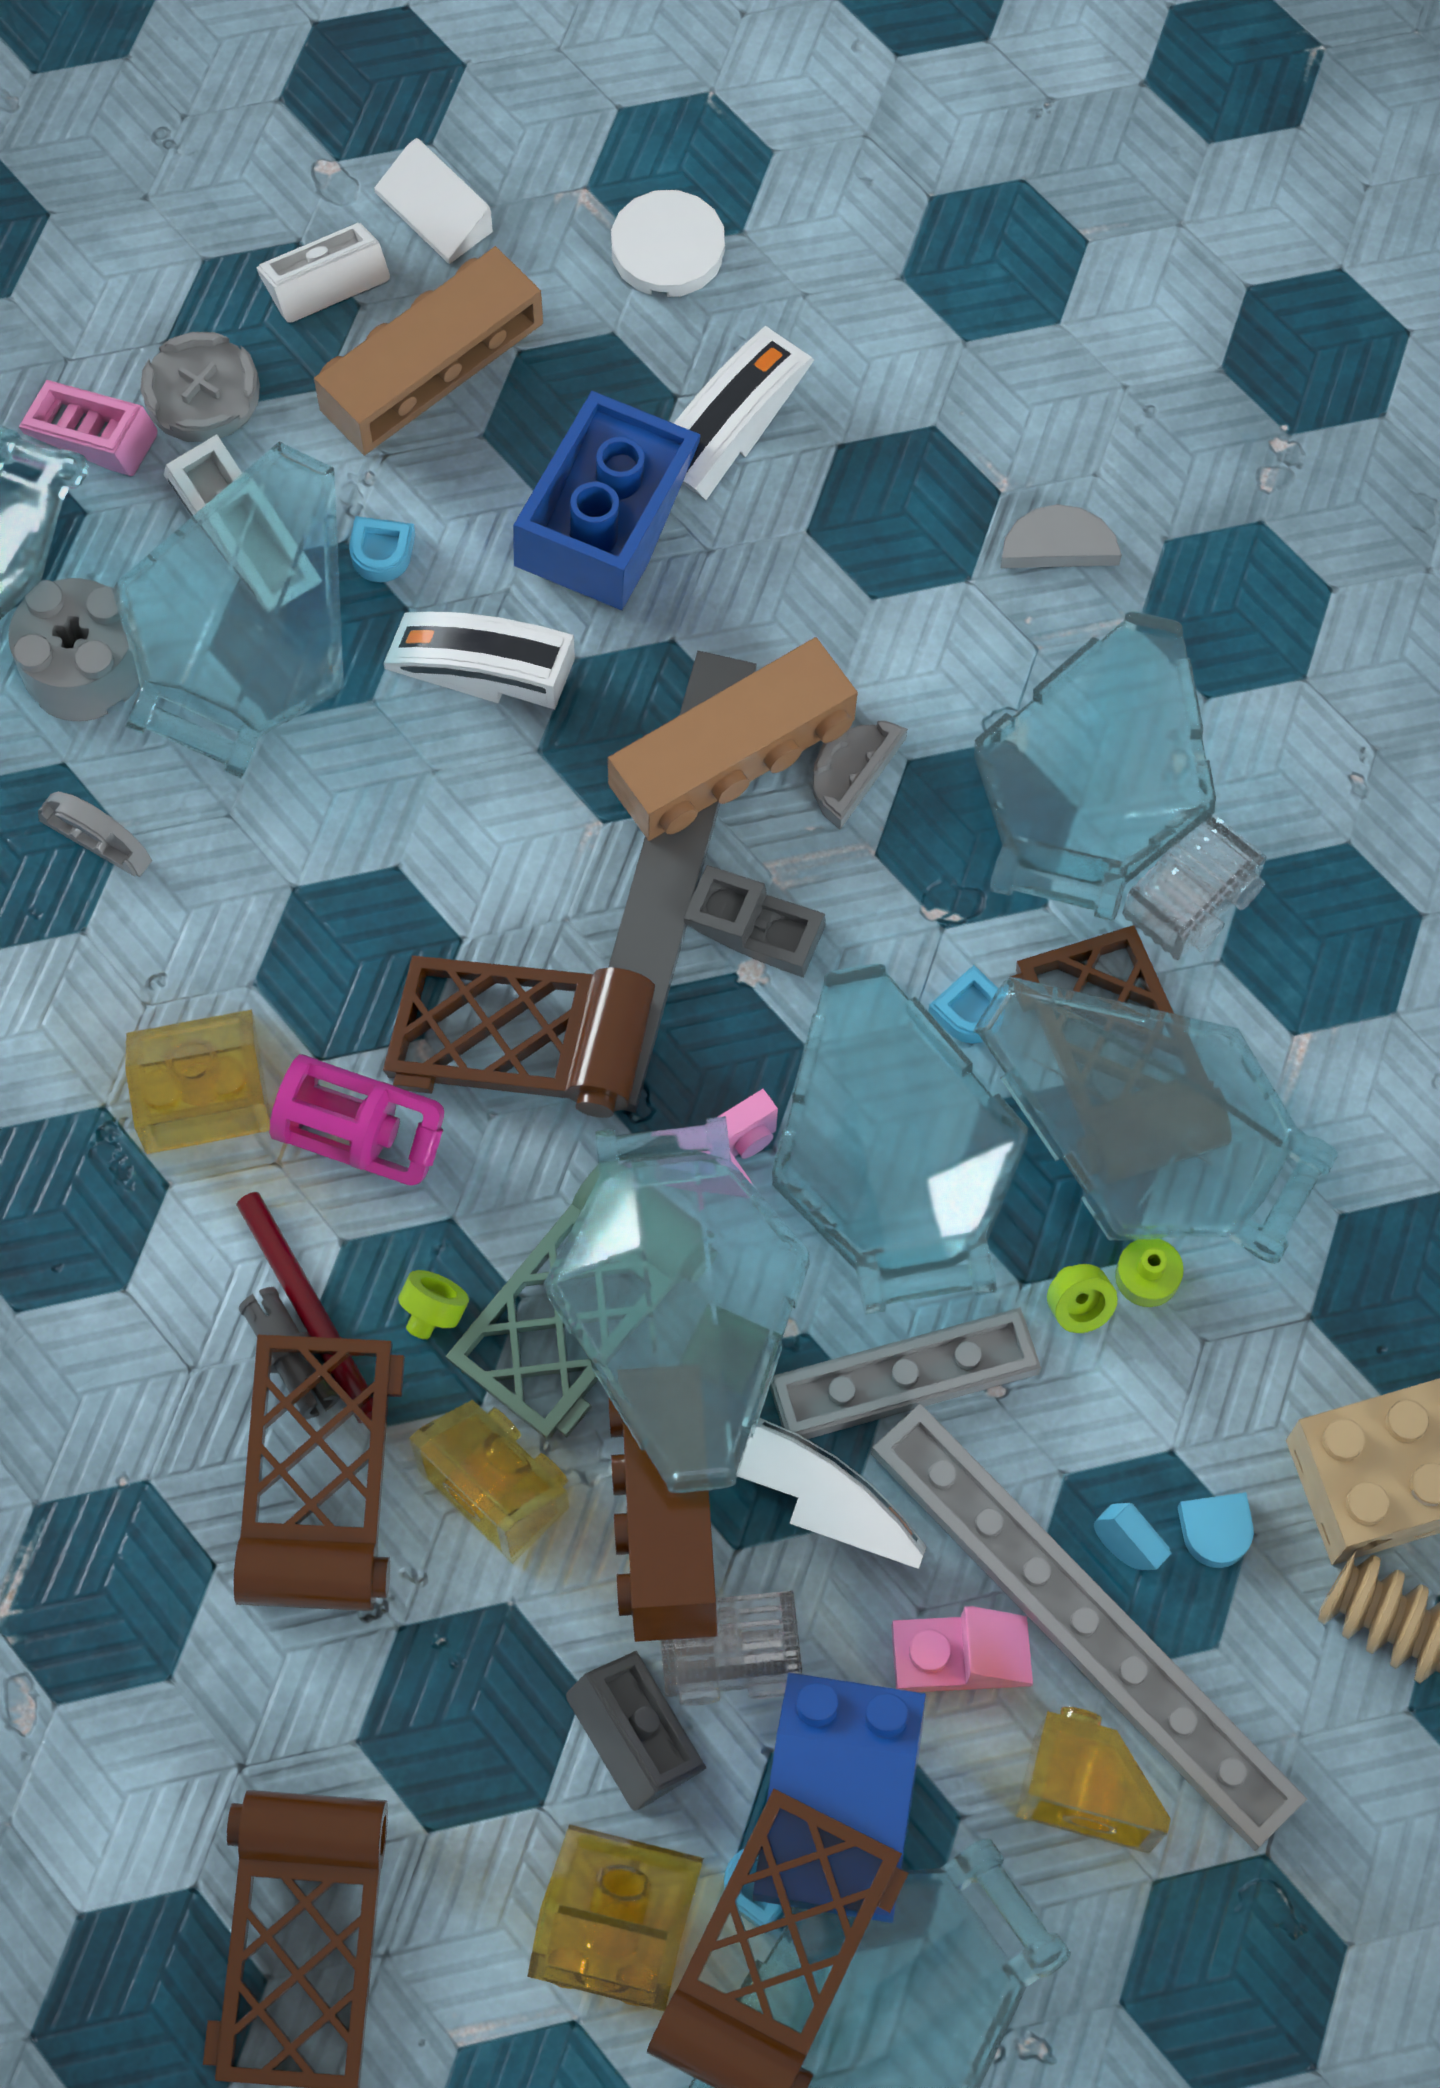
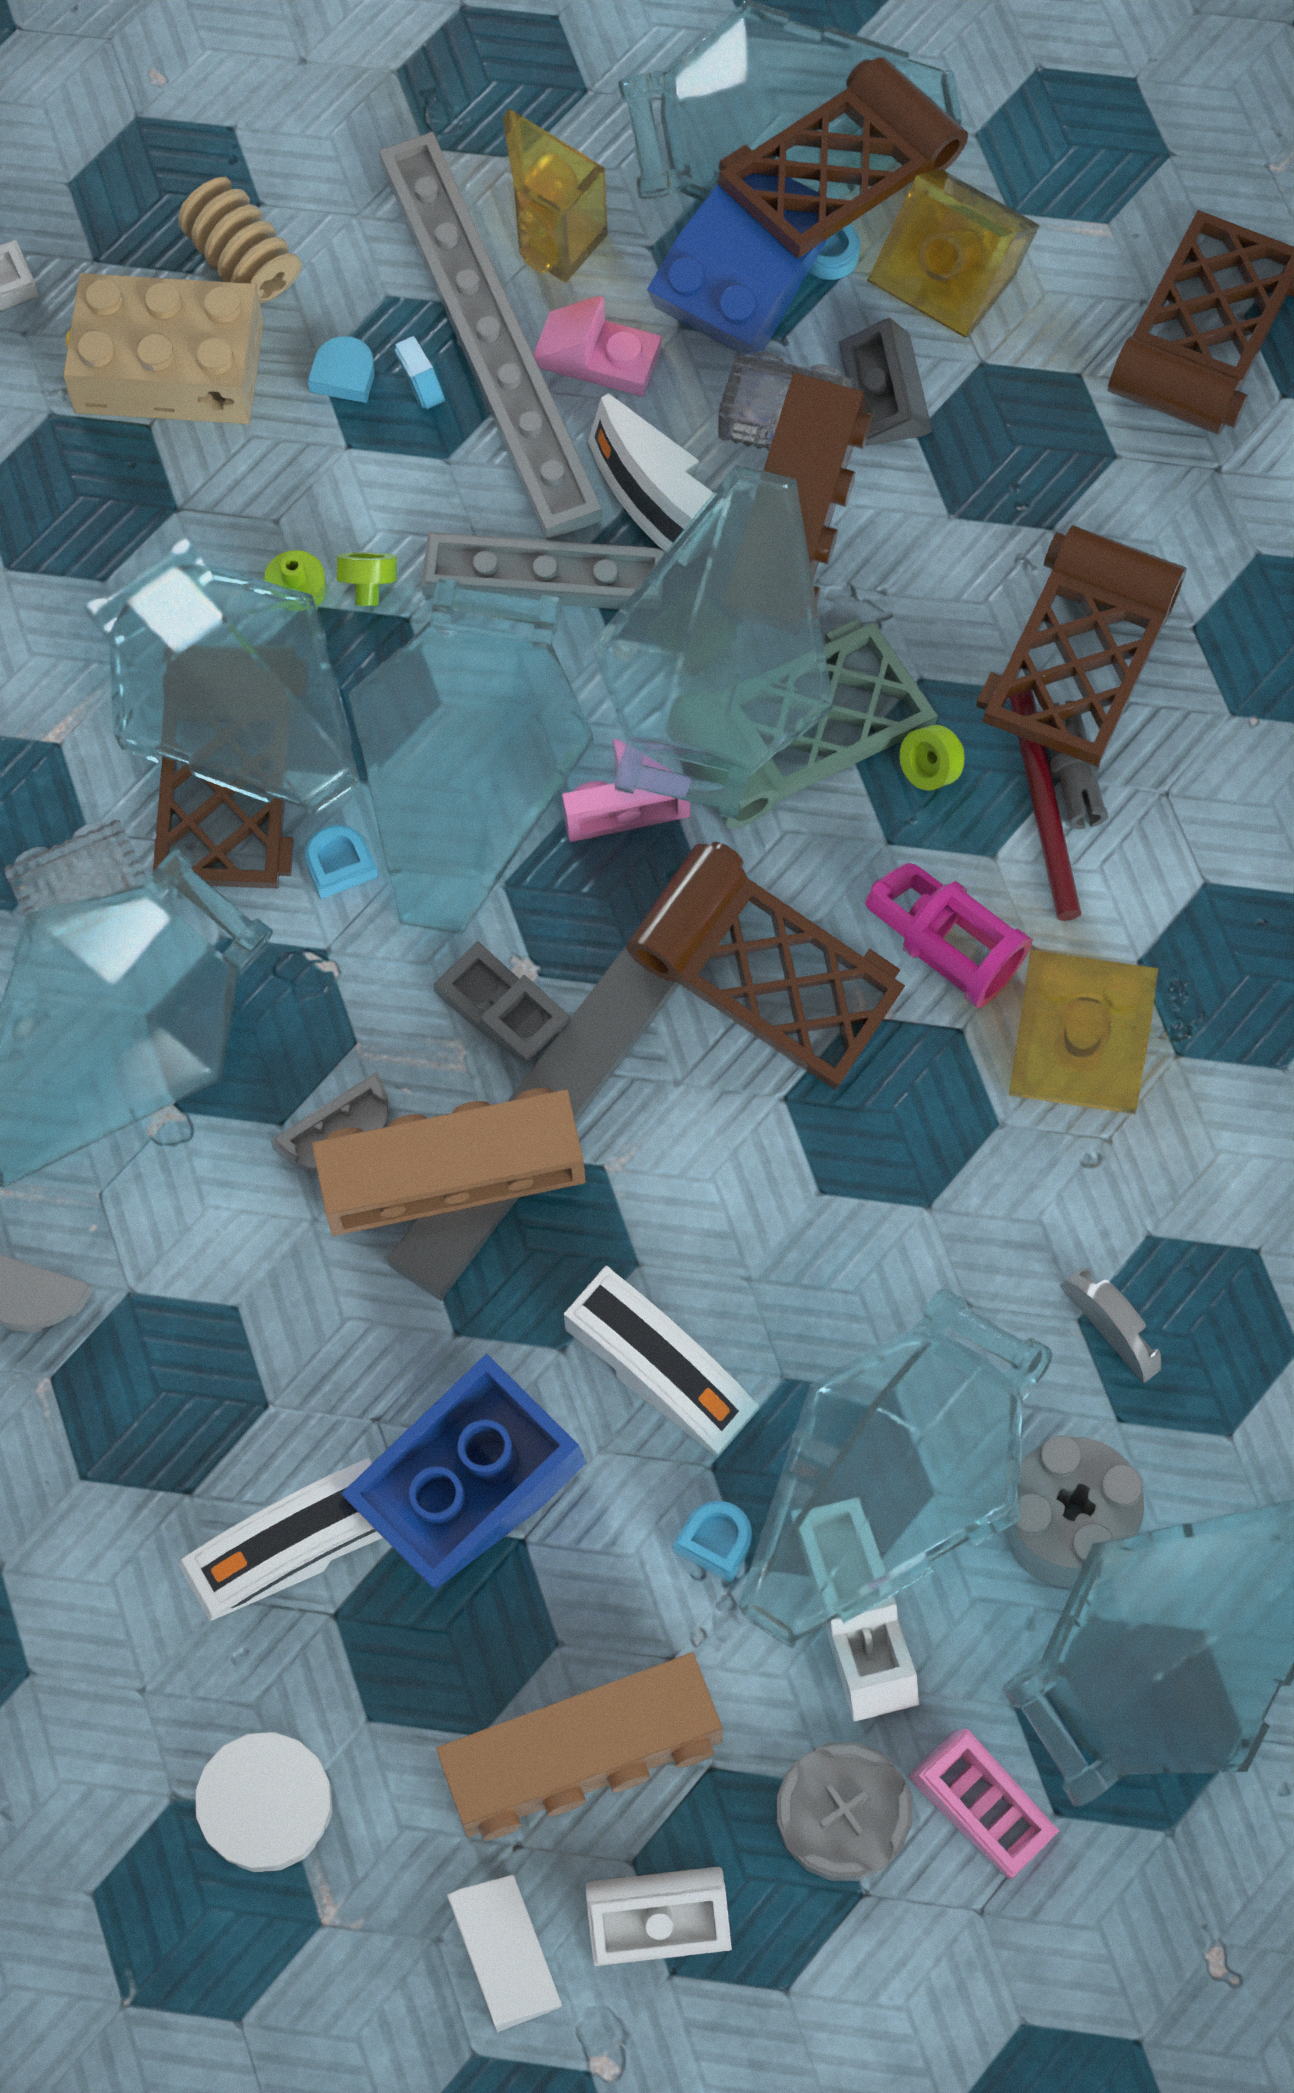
camera: 155 degrees left, 0 degrees up
(491, 1477) = (937, 582): clear yellow slope -> none

